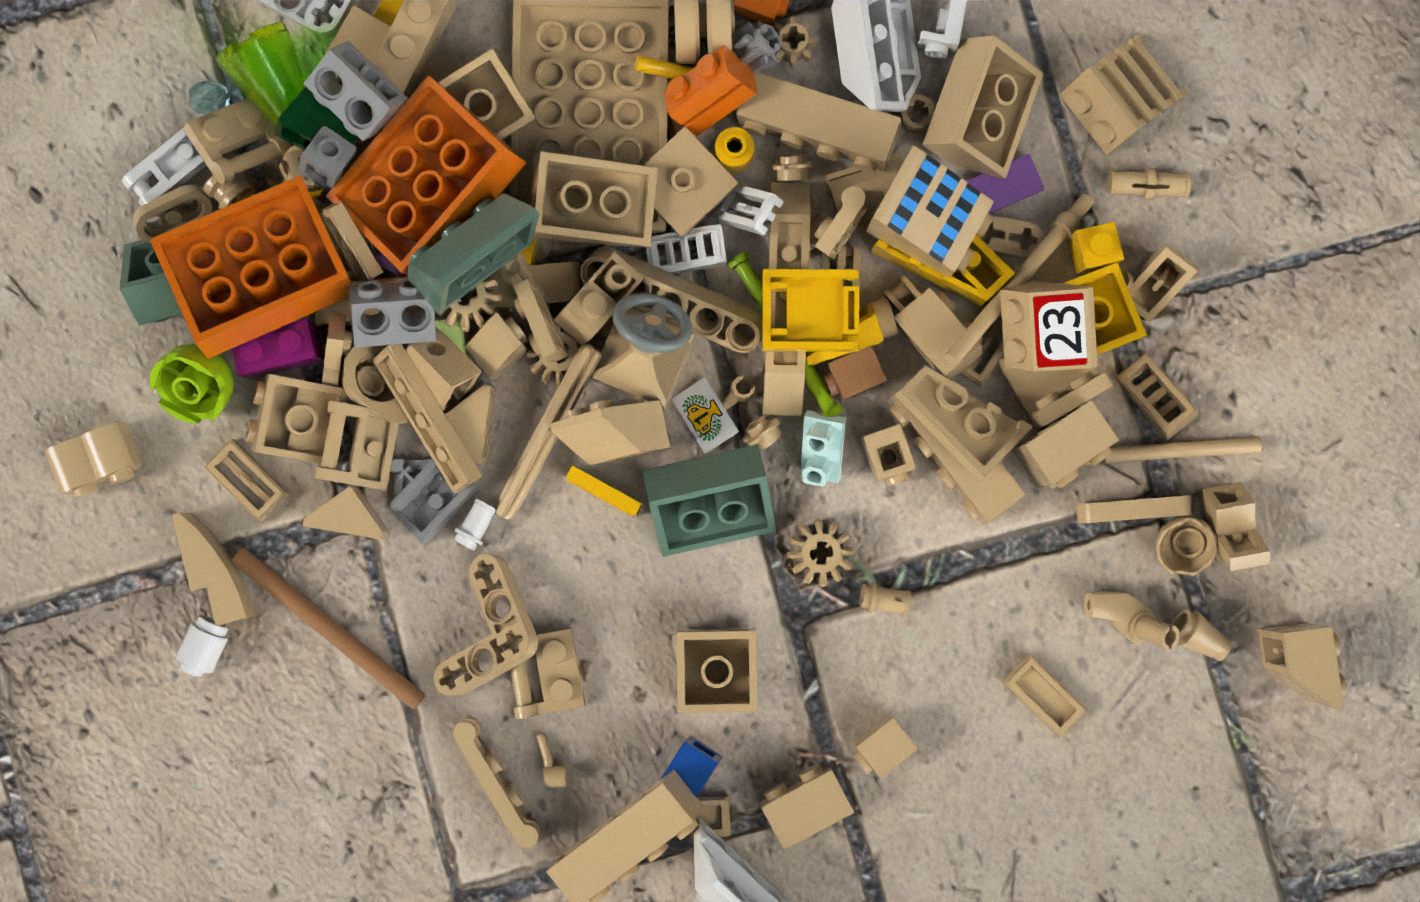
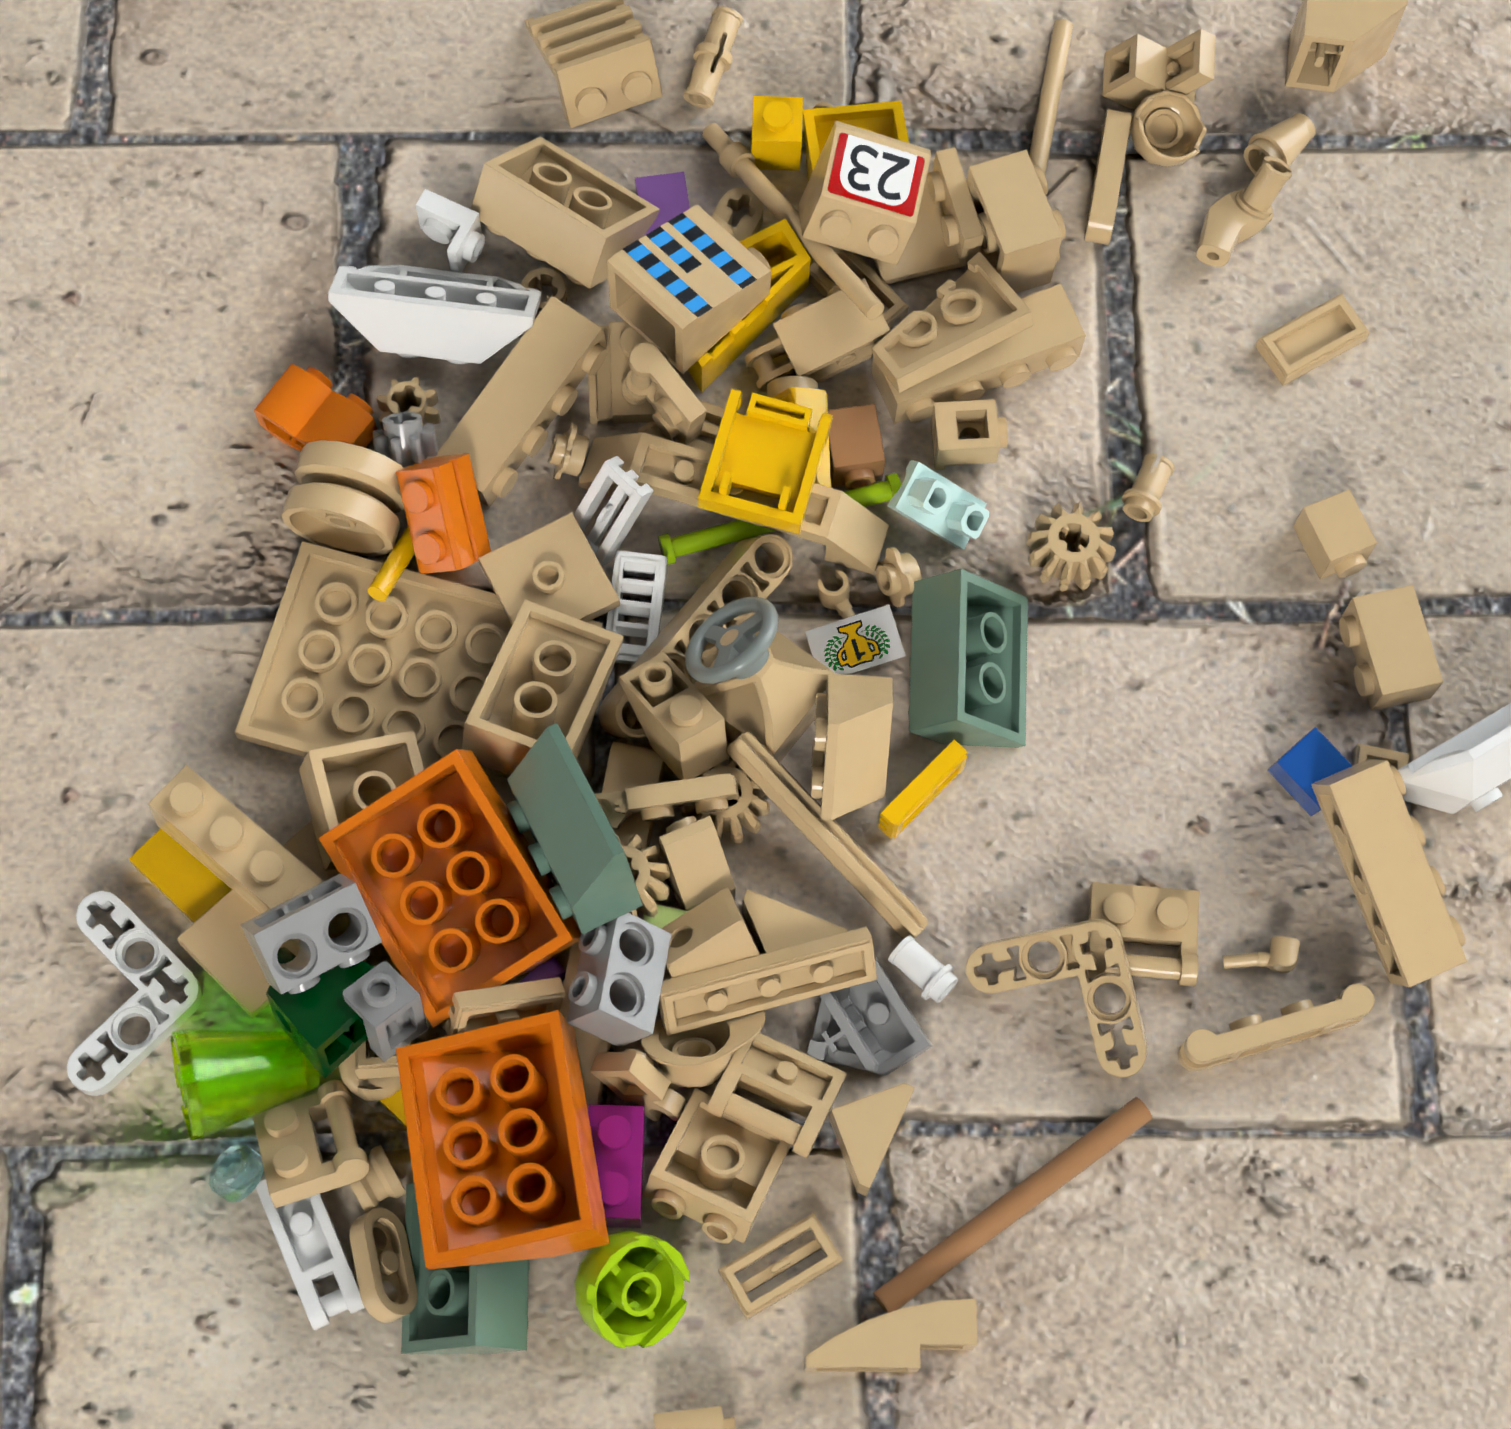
camera: 80 degrees left, 15 degrees down
(202, 646) = (998, 1382): white brick -> none
(716, 670) = (1192, 705): tan brick -> none
(734, 162) = (525, 507): yellow brick -> none
(1156, 417) = (981, 95): tan slope -> none
(1160, 281) = (833, 67): tan slope -> none

